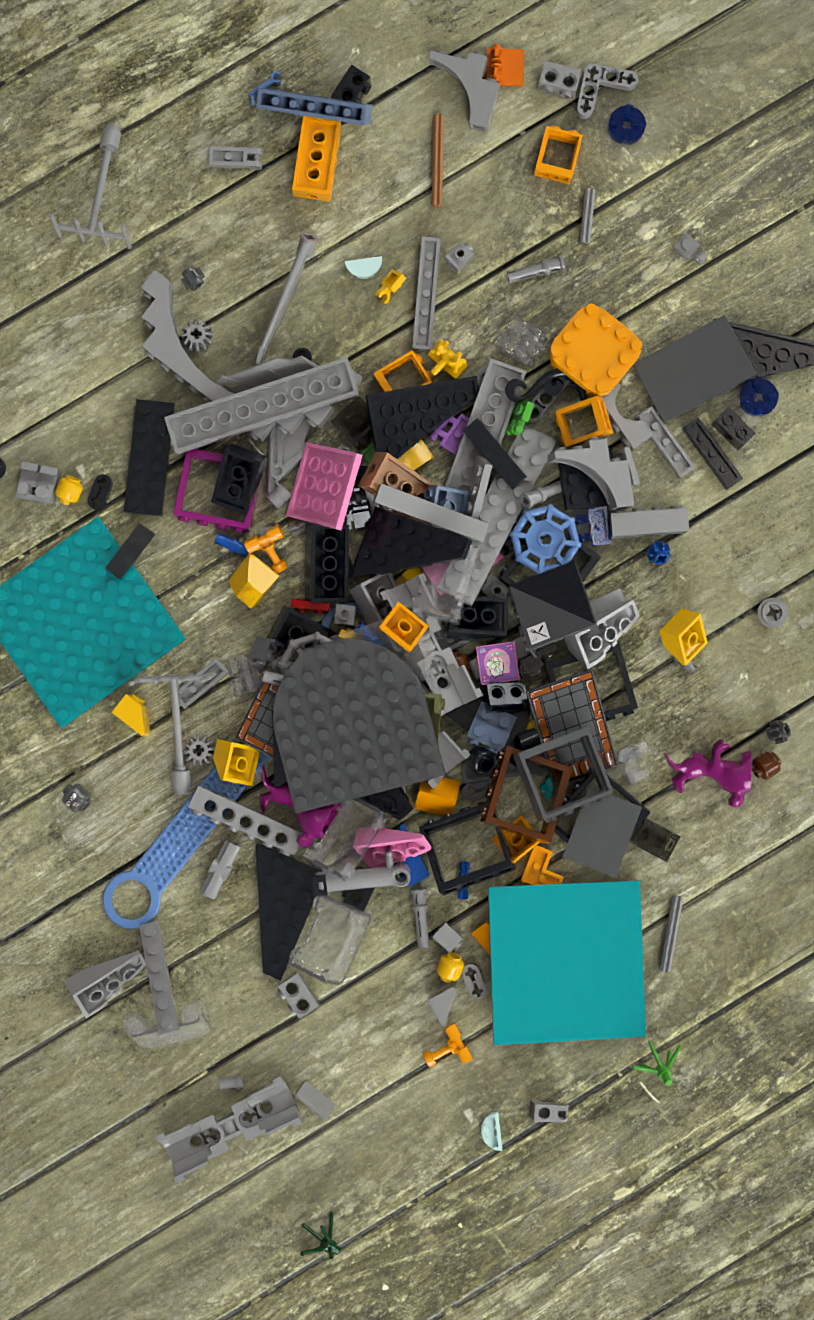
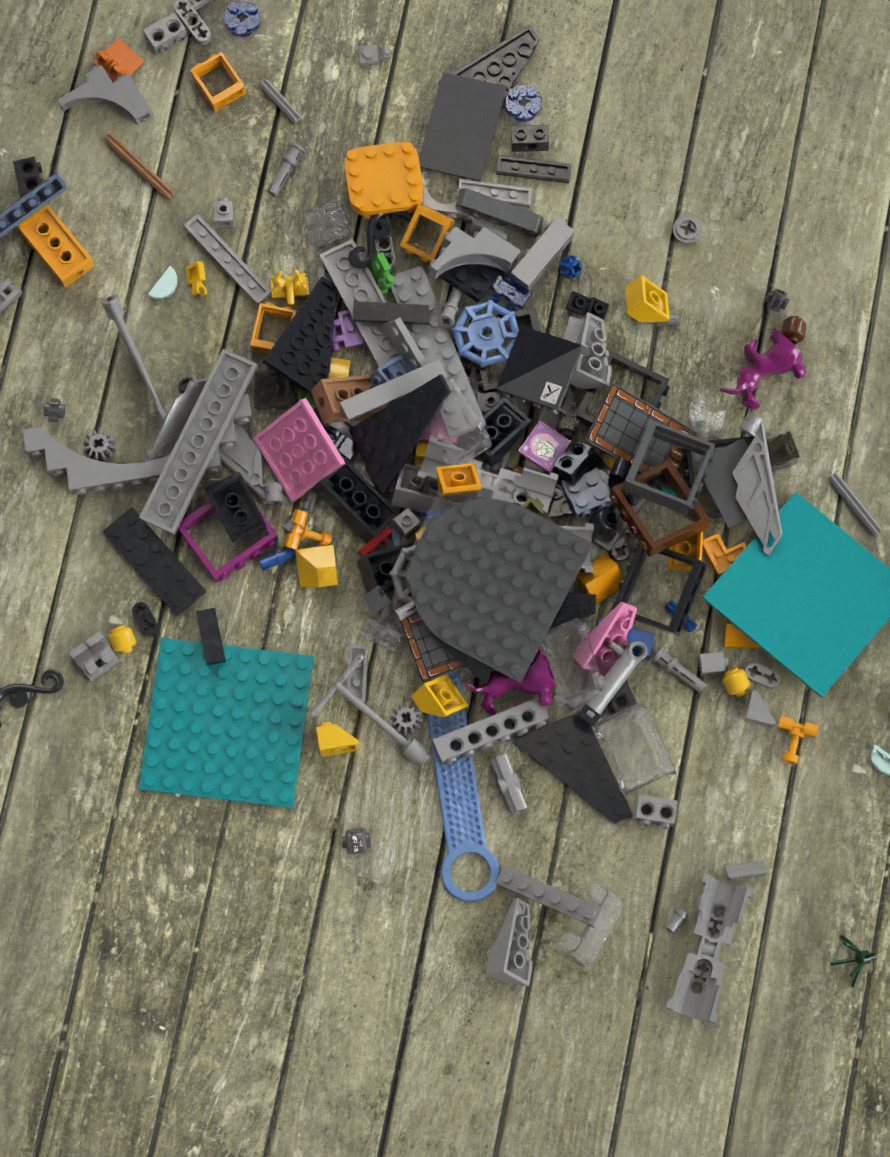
camera: 50 degrees left, 10 degrees down
(614, 848) = (756, 484): none -> light grey wing
(640, 593) = (581, 305): none -> black slope
(650, 461) = (499, 212): none -> dark grey beam

